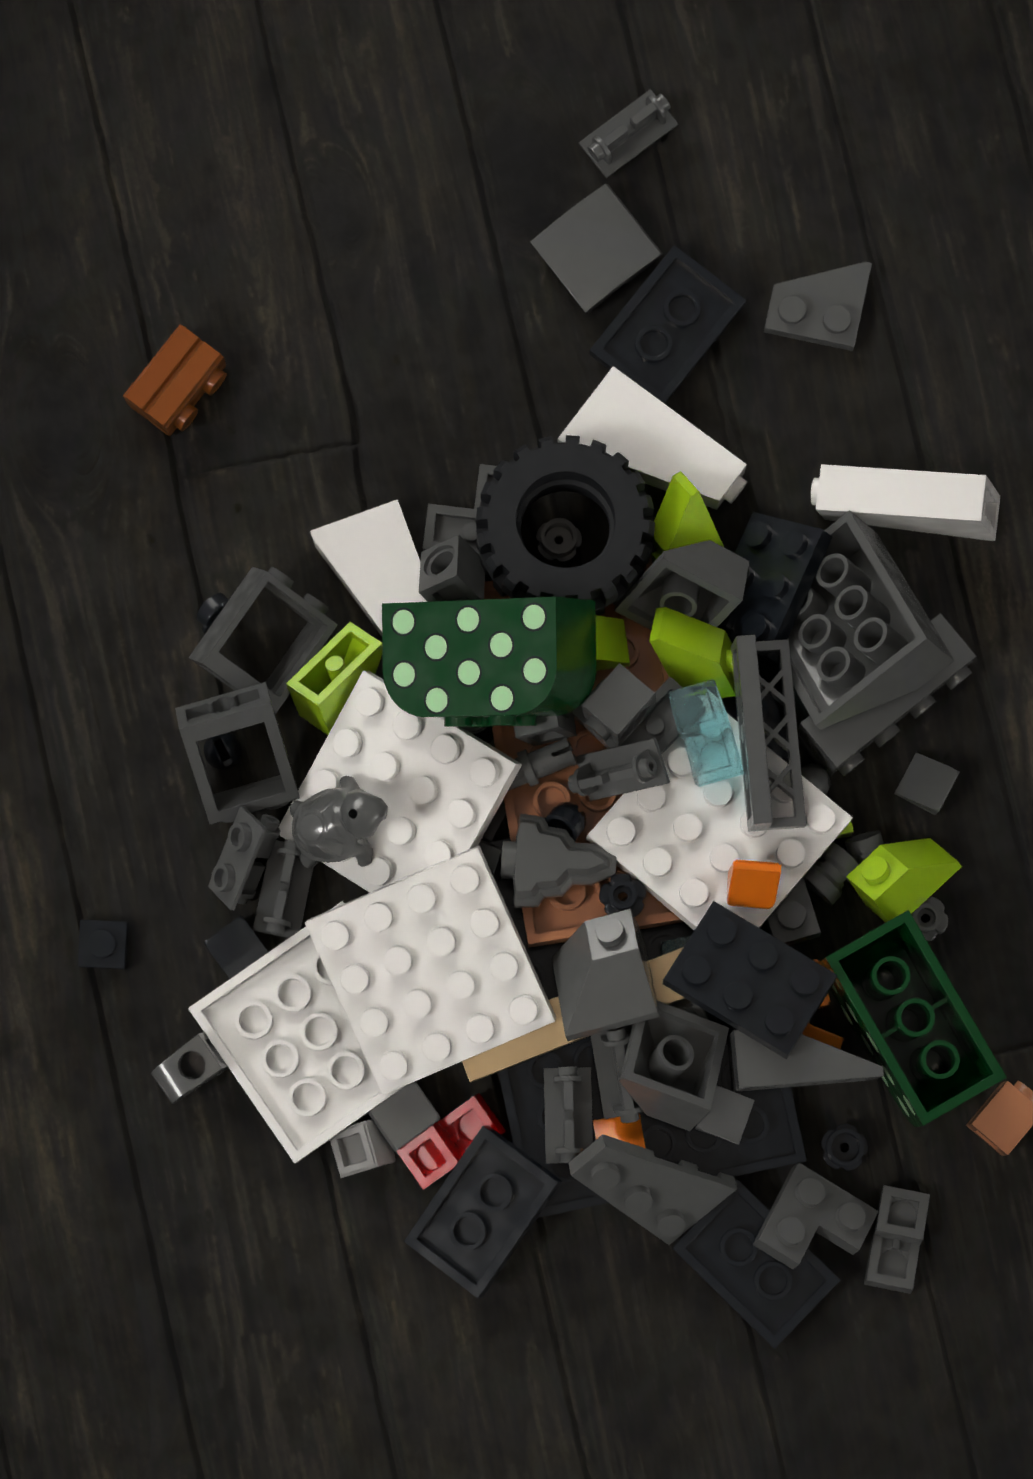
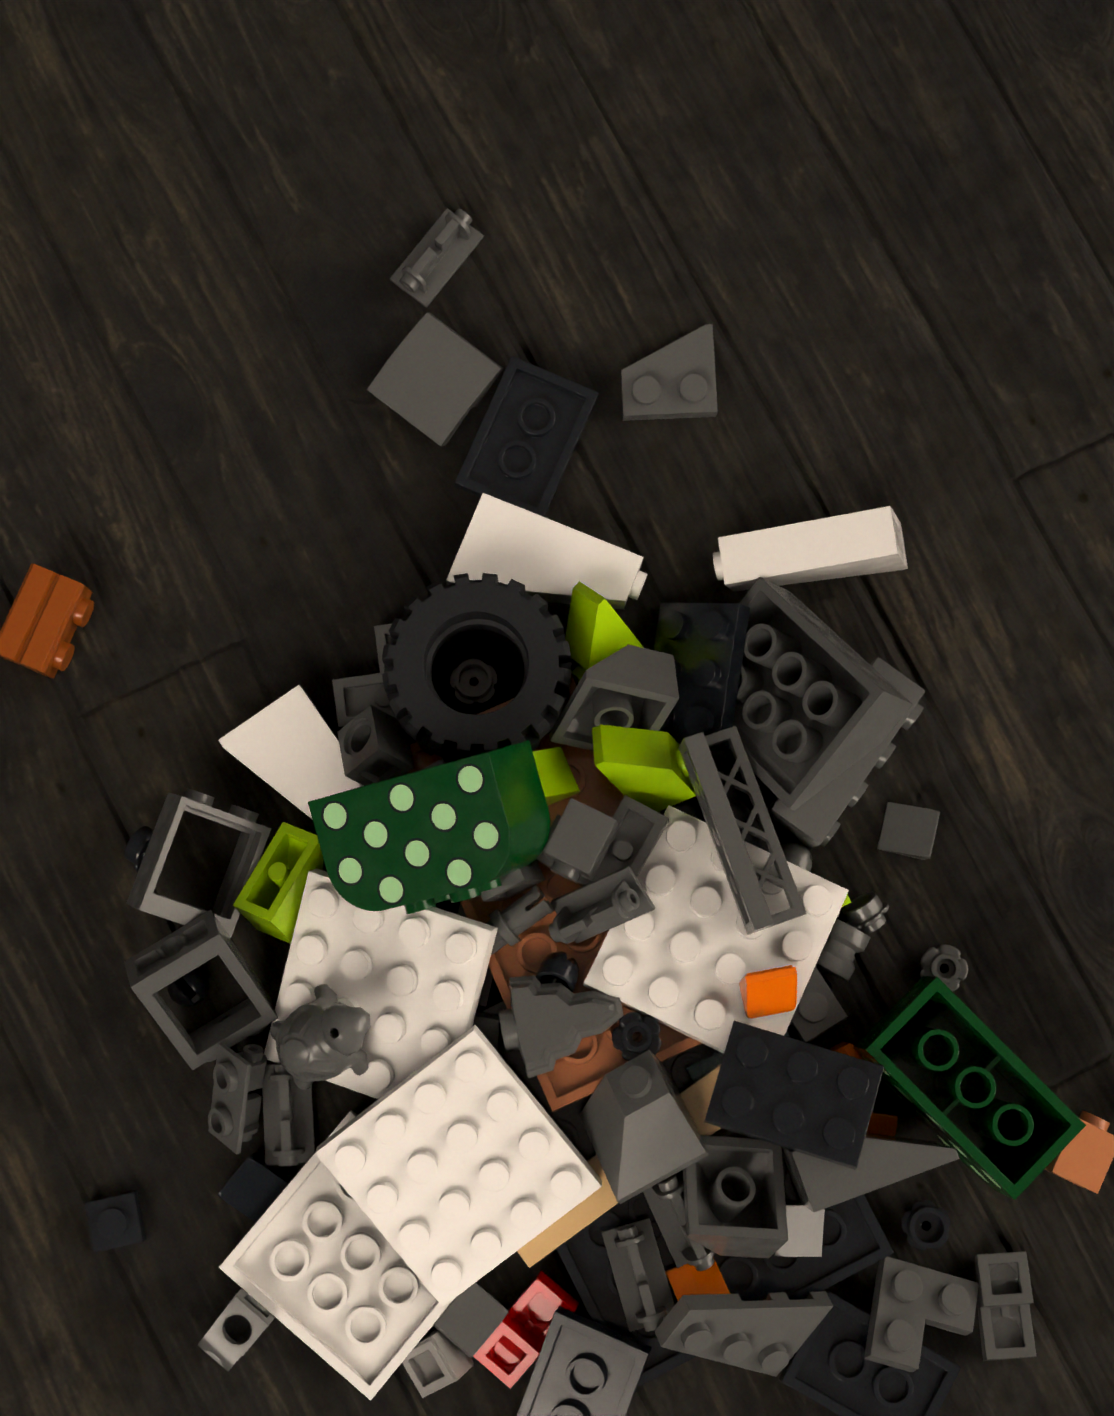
camera: 20 degrees left, 0 degrees up
(706, 733) = (678, 845): clear light blue slope -> none
(902, 876) = (911, 933): lime slope -> none

